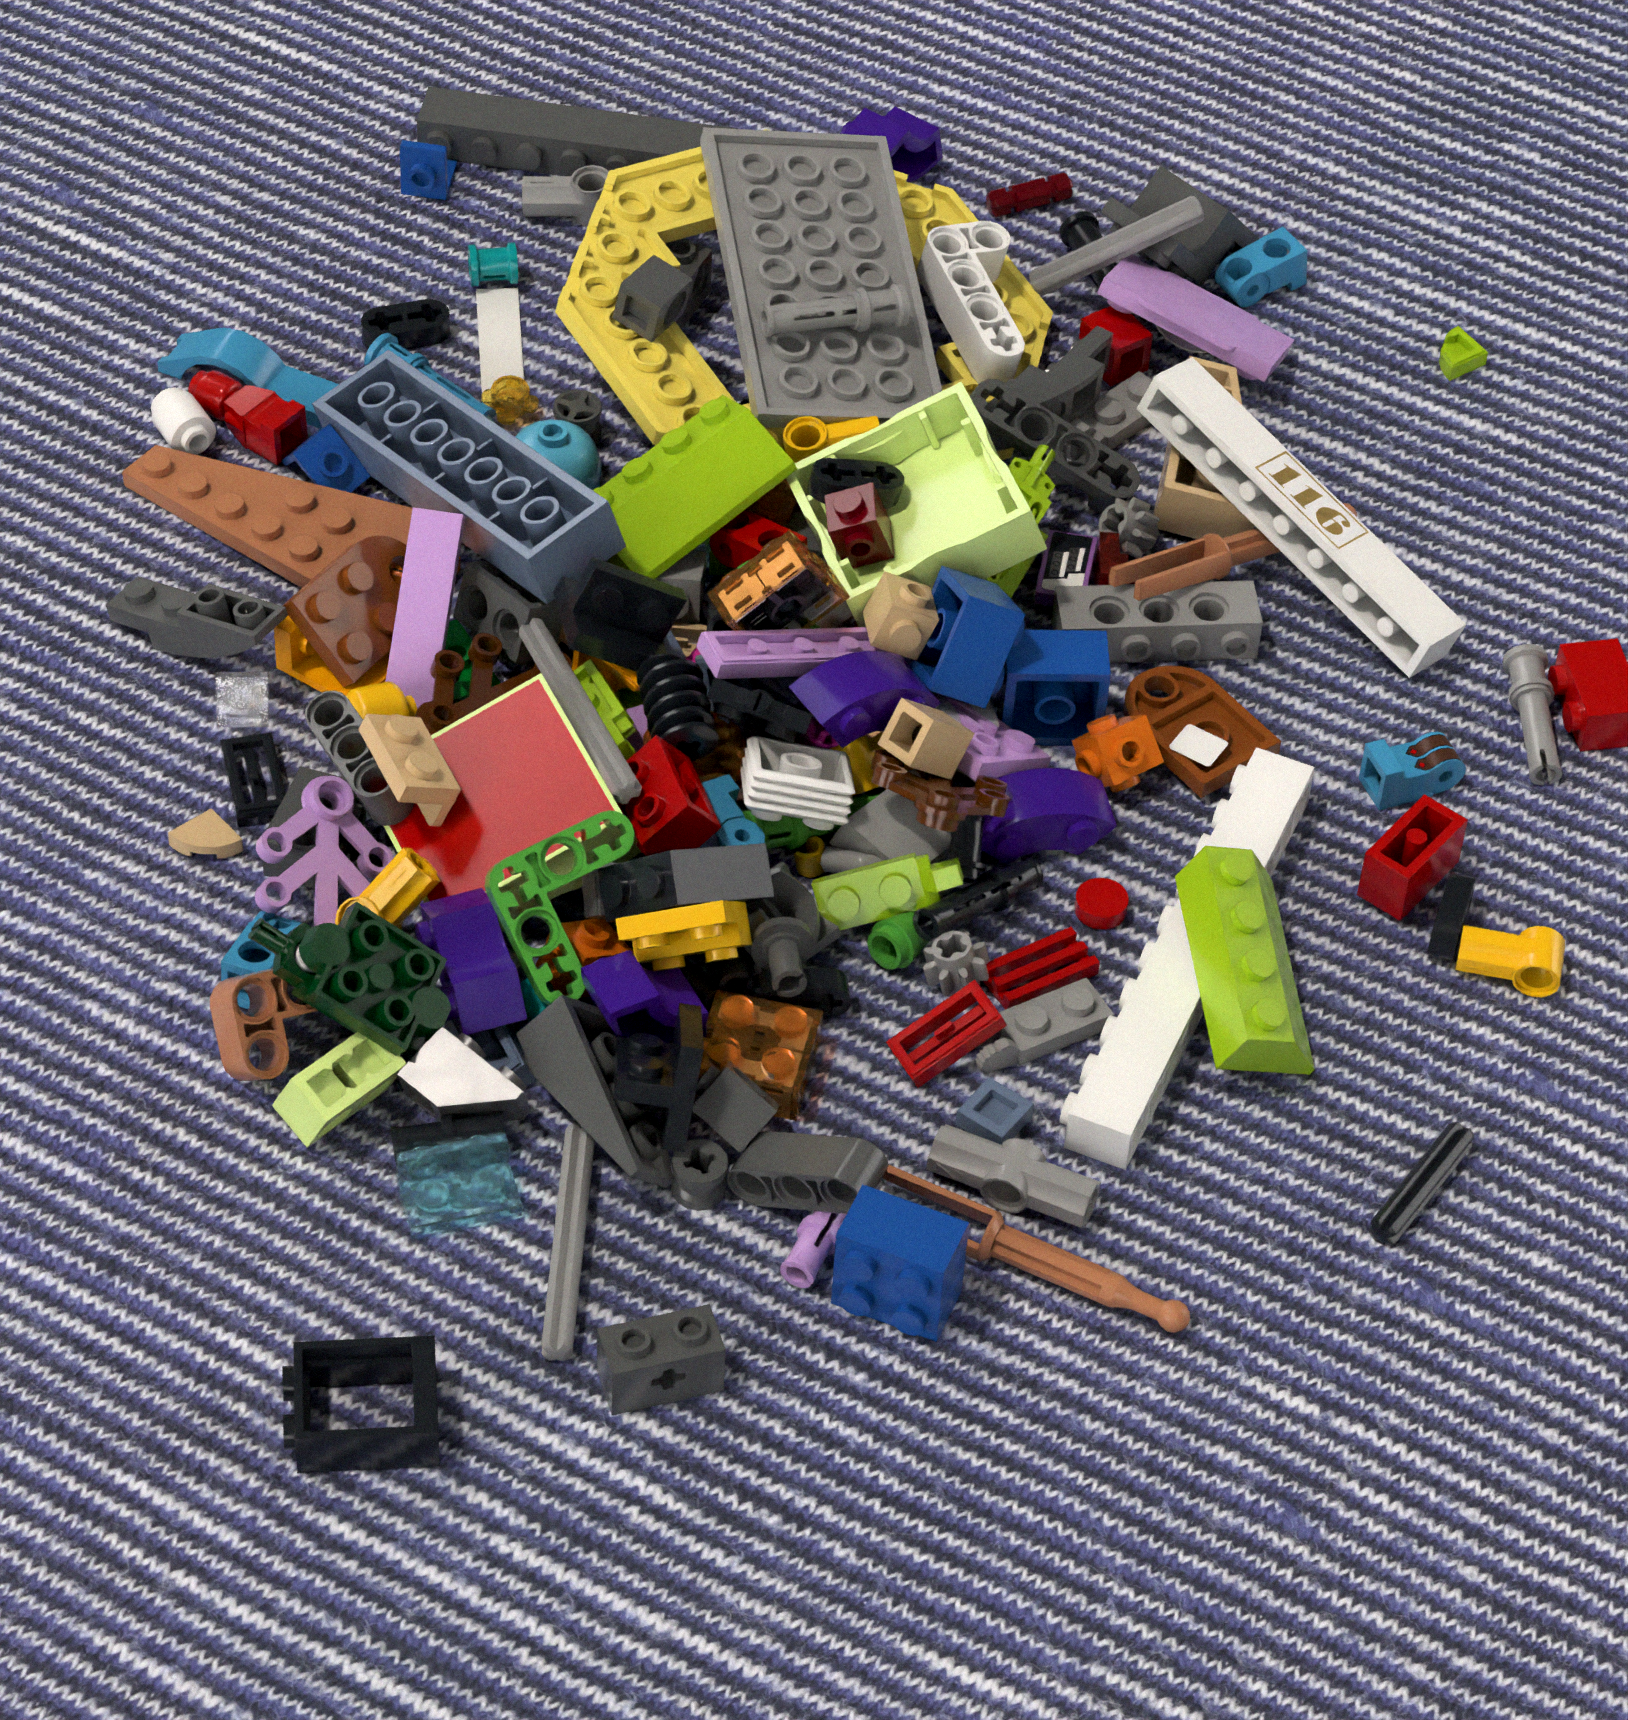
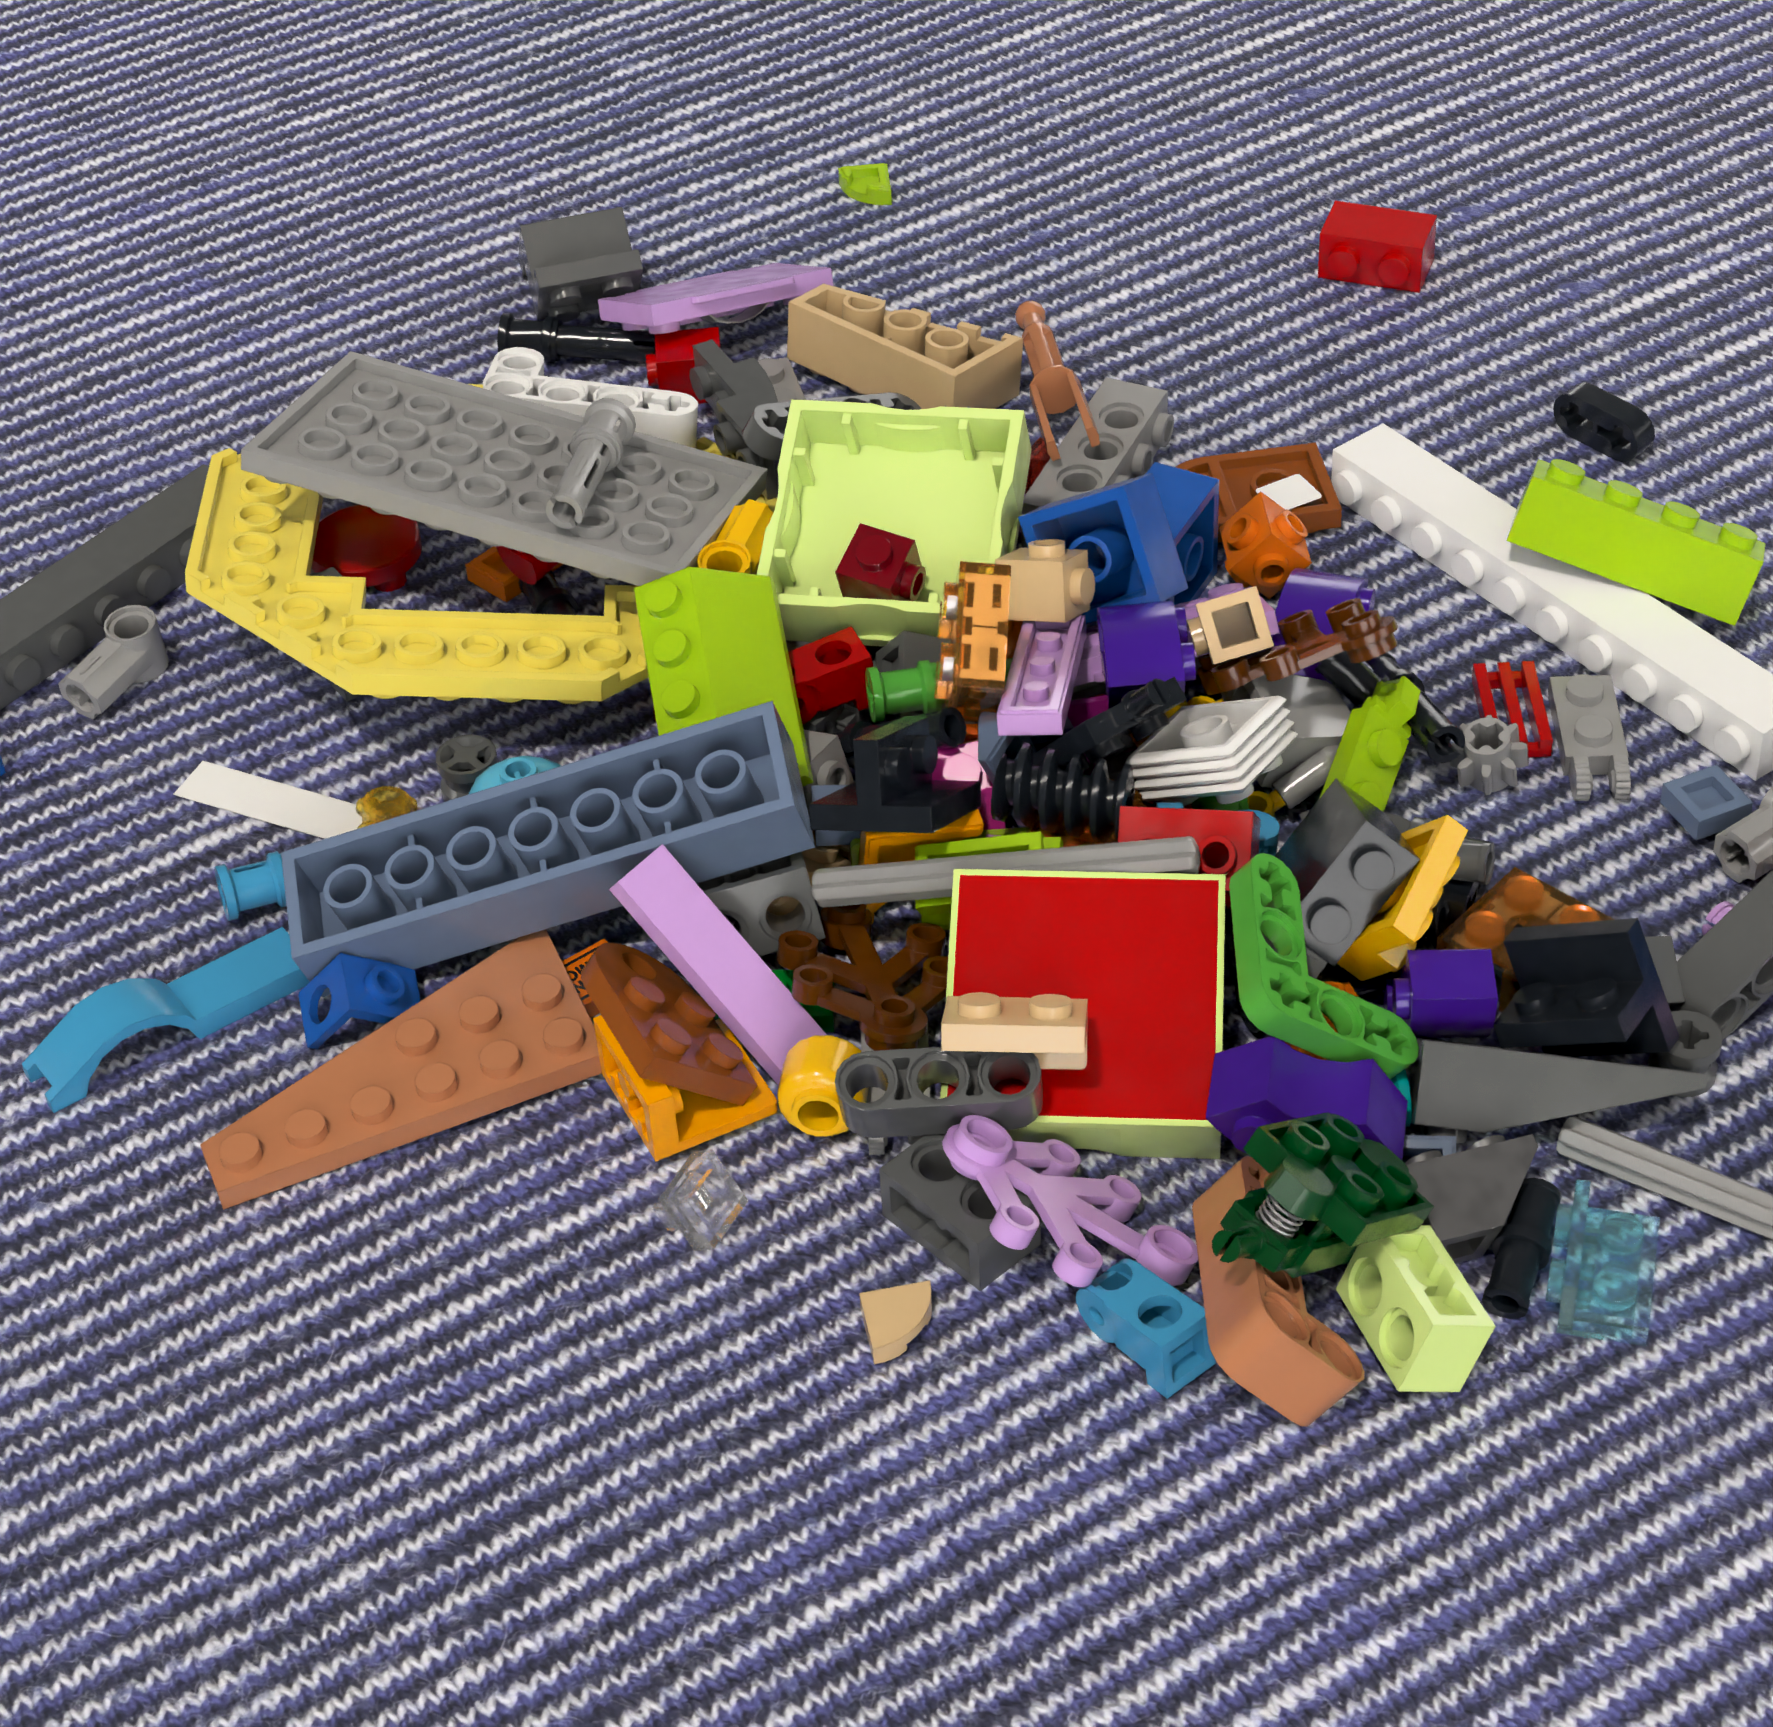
camera: 55 degrees left, 5 degrees down
(182, 421) = (185, 1104): white brick -> none
(195, 625) = (577, 1180): dark grey slope -> none
(252, 414) = (229, 1036): red piece -> none
(260, 807) = (821, 1251): black tile -> none
(397, 888) = (1158, 1148): yellow piece -> none
(408, 323) = (175, 861): black beam -> none
(492, 264) = (164, 757): teal bush -> none
(652, 298) = (425, 599): dark grey brick -> none
(837, 474) = (818, 551): black beam -> none
(895, 941) = (1424, 785): bright green cone -> none
(911, 141) = (269, 393): dark purple brick -> none
(950, 1039) = (1586, 842): red tile -> none
(1029, 194) = (423, 345): dark red axle -> none
(1101, 903) = (1444, 638): red tile -> none
(1117, 245) = (598, 289): light grey axle -> none
(1263, 268) = (670, 247): dark azure leg -> none
(1301, 517) = (1057, 309): white brick -> none
(1409, 769) = (1397, 381): dark azure leg -> none
(1412, 857) = (1529, 408): red brick -> none
(1527, 959) = (1680, 399): yellow piece -> none
(1531, 697) = (1351, 285): light grey pin -> none

